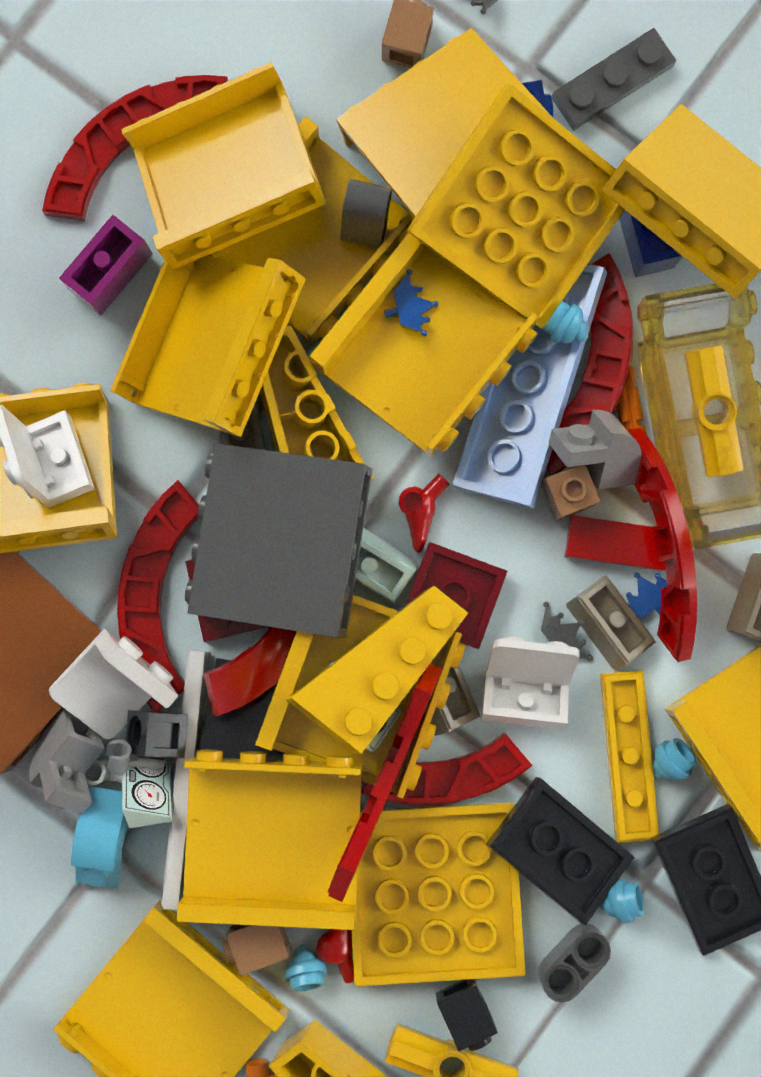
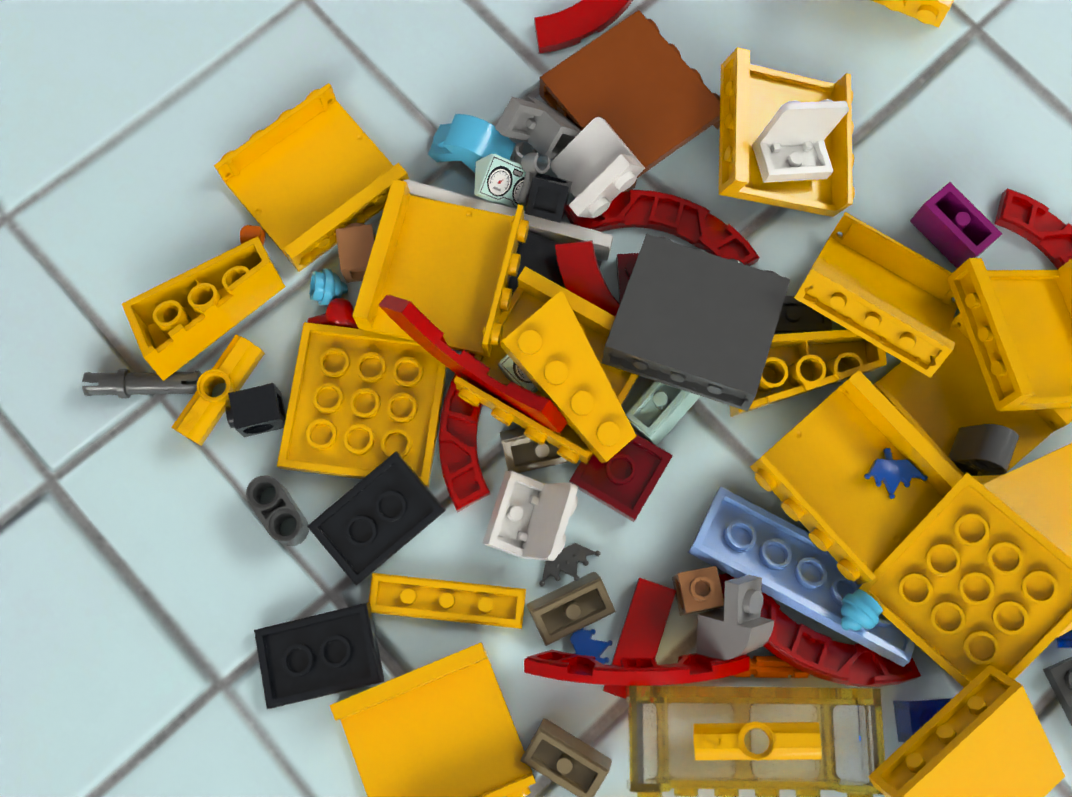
camera: 100 degrees right, 10 degrees down
(420, 509) = (702, 456): red animal -> none
(624, 901) = (319, 568): medium azure plate -> none
(673, 760) = (434, 640): medium azure plate -> none

